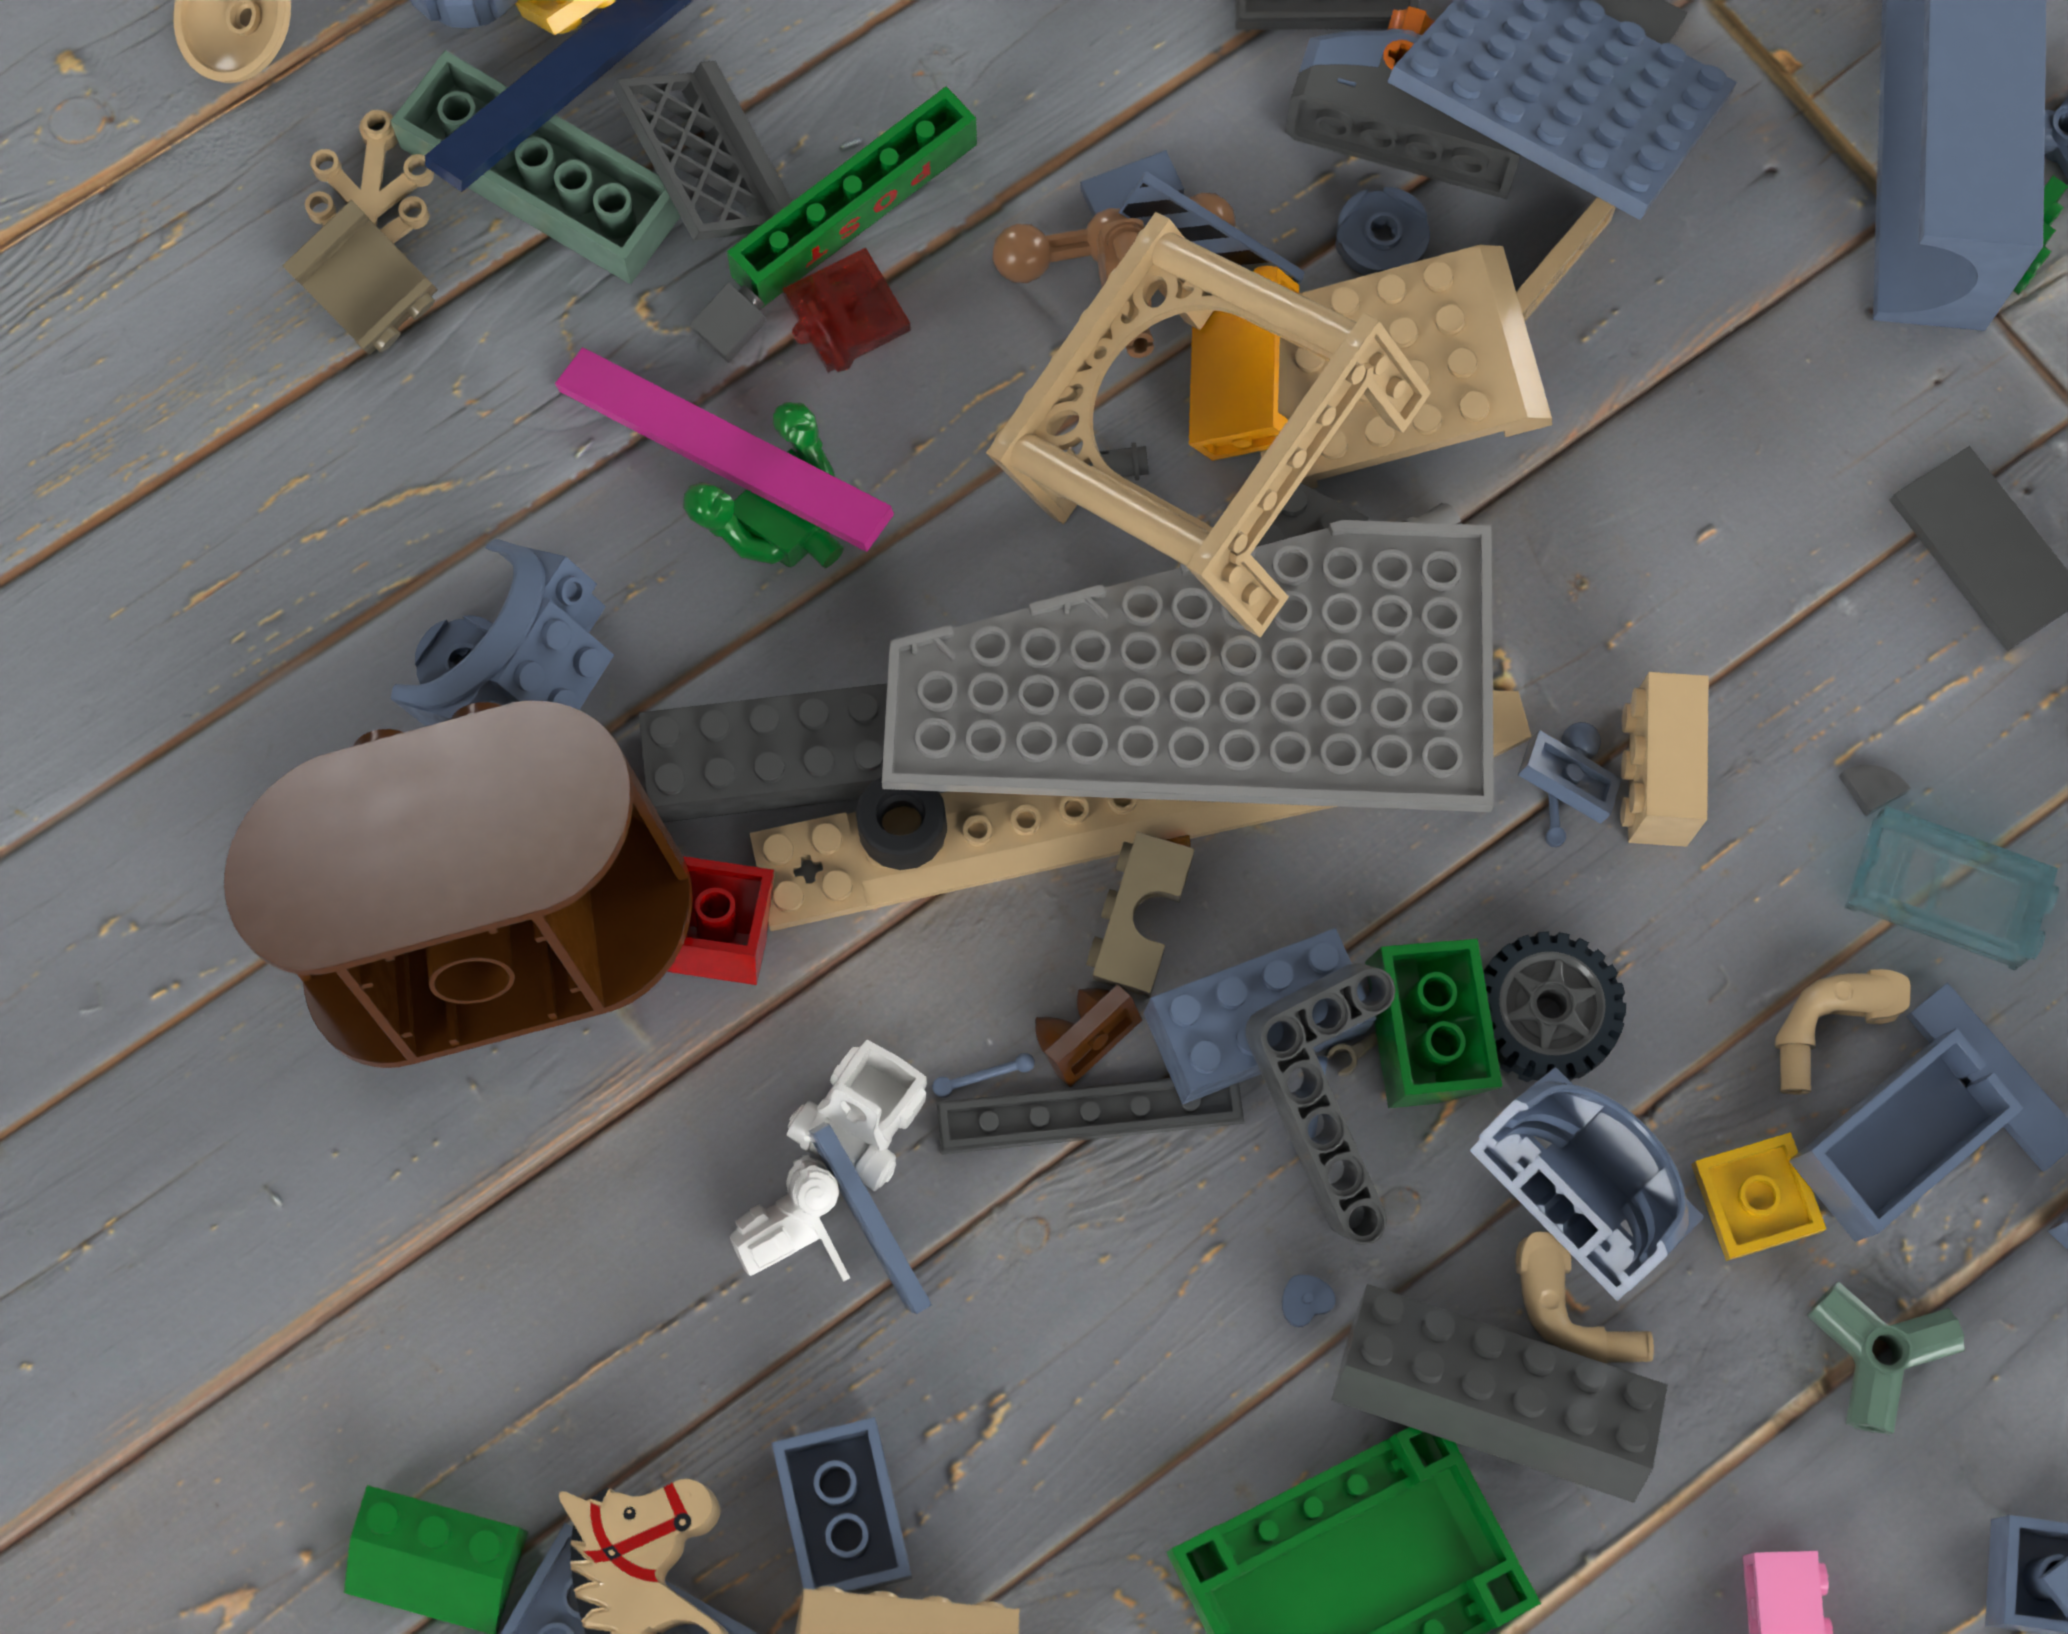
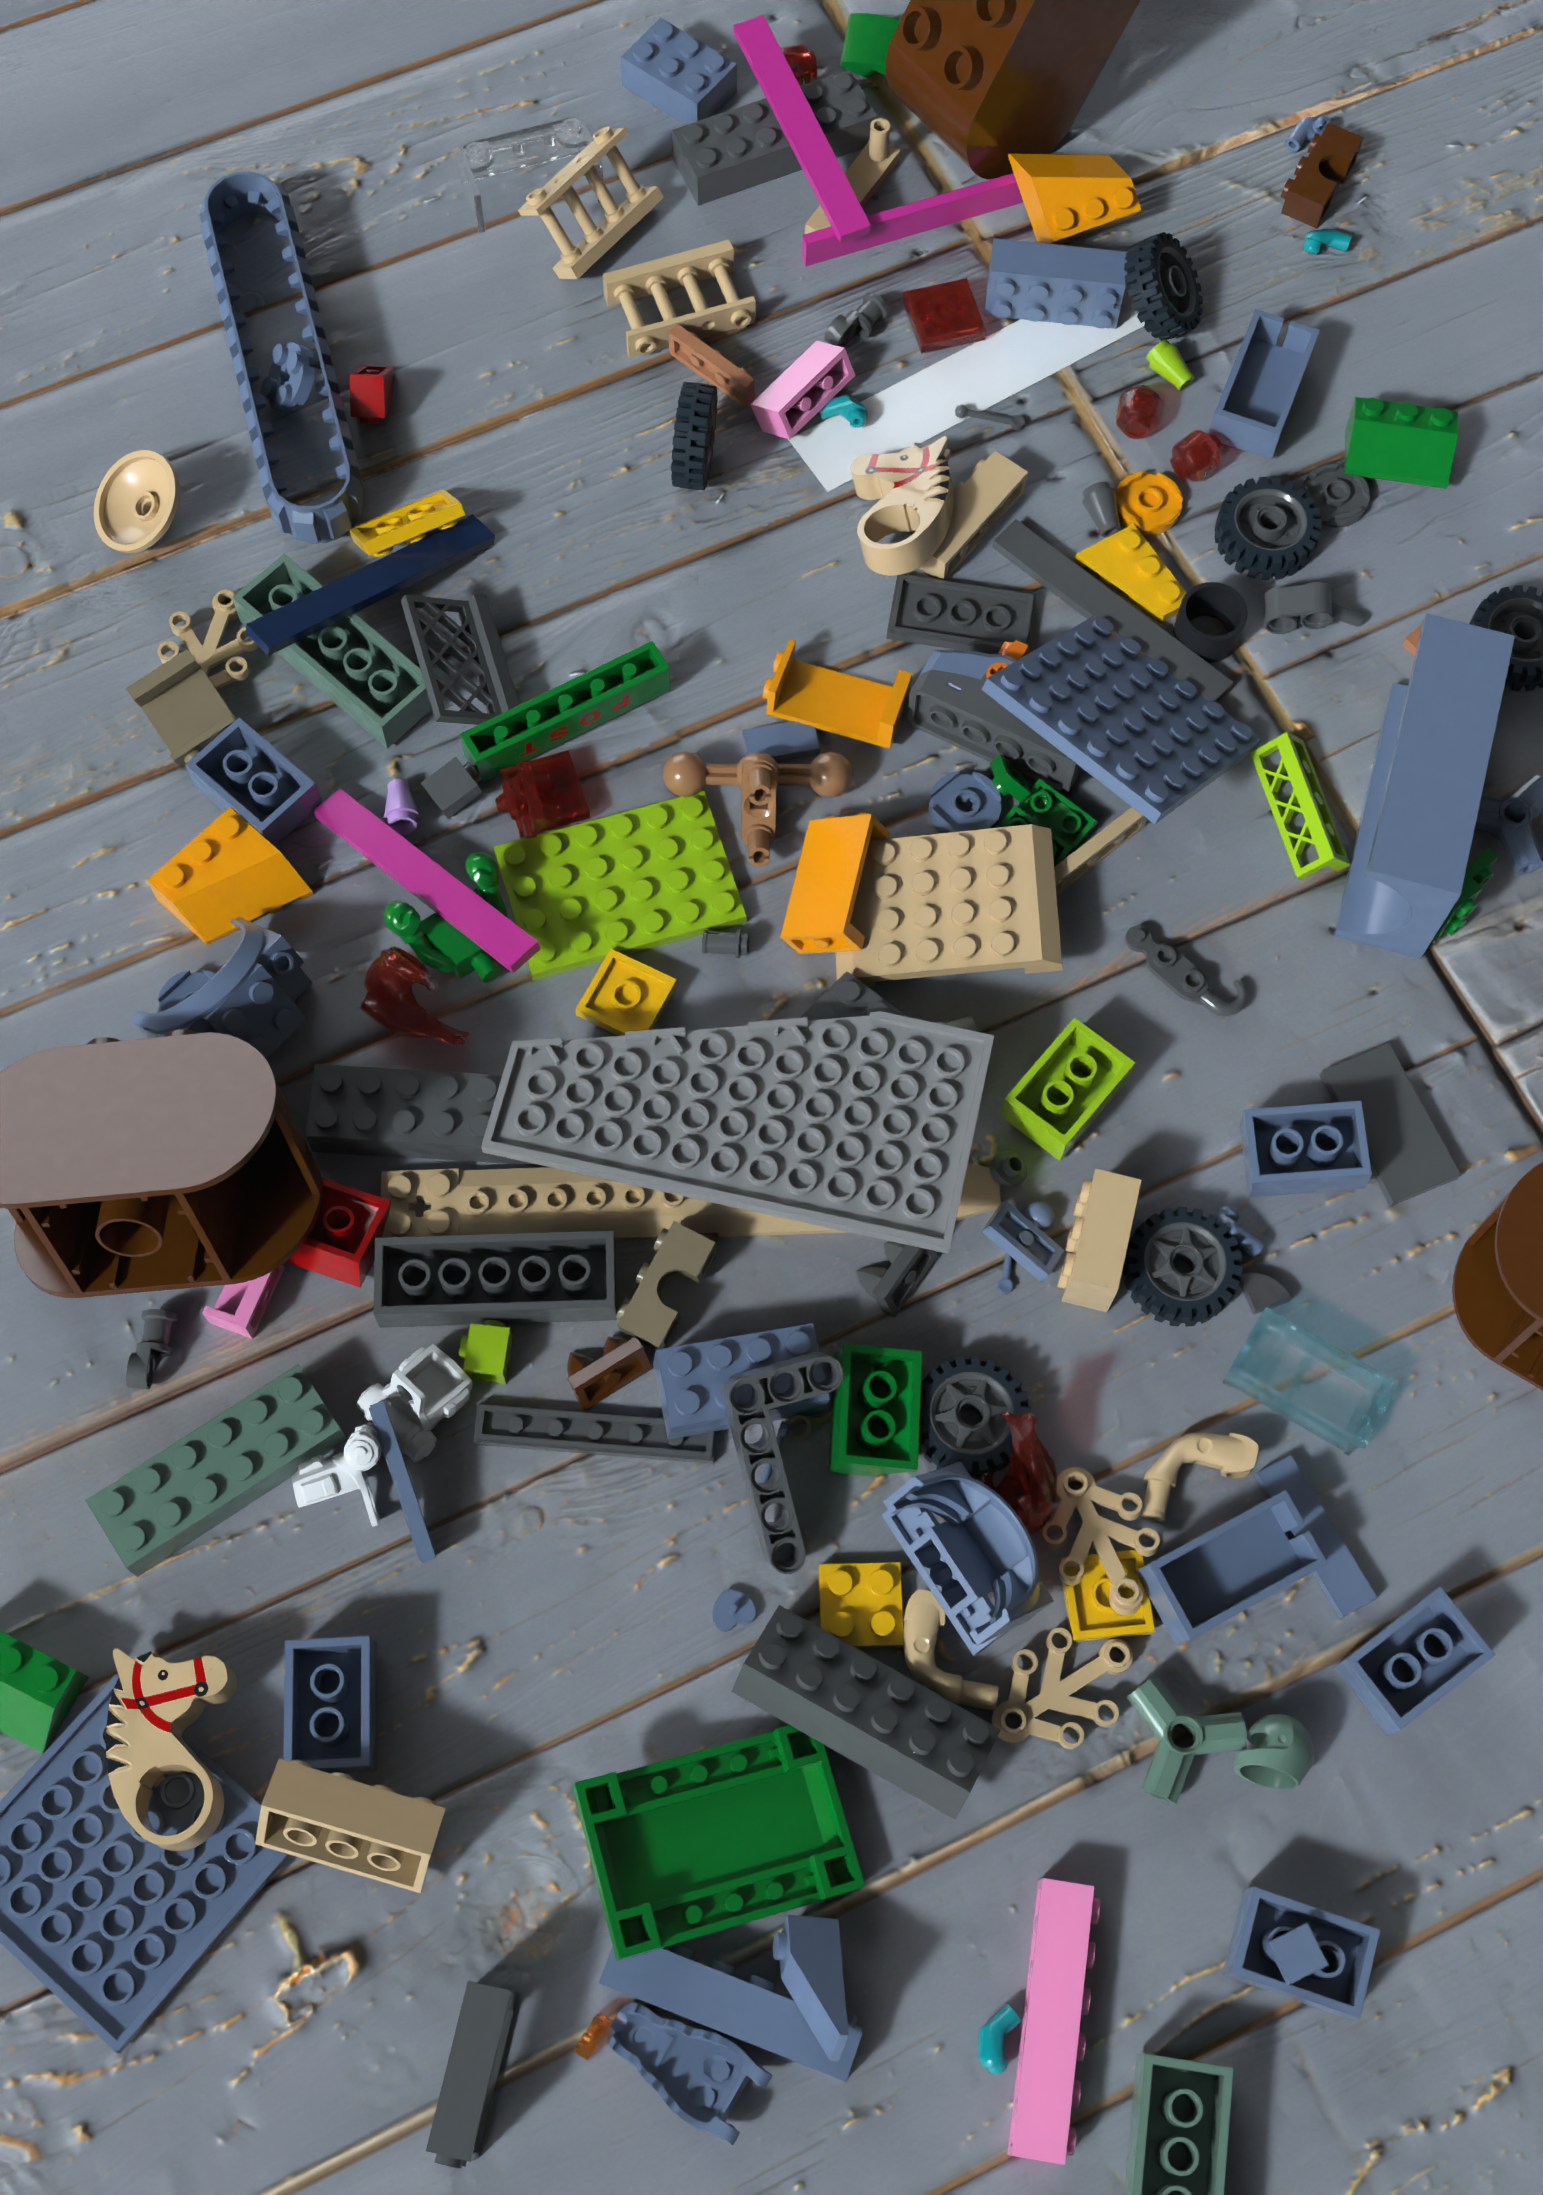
camera: 10 degrees right, 5 degrees down
(464, 490) = (226, 876): none -> light orange wedge
(473, 361) = (255, 781): none -> sand blue brick
(514, 1102) = (154, 1344): none -> dark grey connector
(612, 1038) = (244, 1304): none -> bright pink panel
(631, 1247) = (215, 1471): none -> sand green brick
(666, 360) = (400, 808): none -> lavender cone
(716, 617) = (393, 1002): none -> clear red hair
(905, 850) = (495, 1204): black tyre -> none
(927, 943) = (495, 1278): none -> dark grey brick
(928, 408) = (620, 884): none -> lime plate
(934, 1036) = (487, 1351): none -> lime brick
(943, 1086) = (487, 1392): sand blue hinge -> none
(1008, 554) = (625, 995): none -> yellow plate
(1192, 122) = (835, 699): none -> light orange panel
(1194, 285) = (808, 817): tan arch -> none
(1201, 226) = (821, 780): sand blue tile -> none
(1421, 861) = (895, 1285): none -> dark grey tile
(1432, 188) = (1009, 779): none -> green plate
(1463, 1261) = (862, 1603): none -> yellow plate
(1492, 220) = (1053, 811): none -> green slope
(1532, 688) = (1008, 1168): none -> dark grey plate
(1586, 575) = (1067, 1089): none -> lime brick
(1641, 1065) = (1032, 1476): none -> clear red hair
(1695, 402) = (1182, 974): none -> dark grey piece
(1721, 1327) = (1056, 1693): none -> tan plant
(1735, 1121) = (1098, 1532): none -> tan plant
(1800, 753) = (1174, 1294): none -> wheel
(1813, 710) = (1246, 1240): none -> sand blue arm
(1816, 152) = (1312, 804): none -> lime fence
(1895, 598) = (1305, 1149): none -> sand blue brick
(2009, 1347) = (1282, 1753): none -> sand green helmet

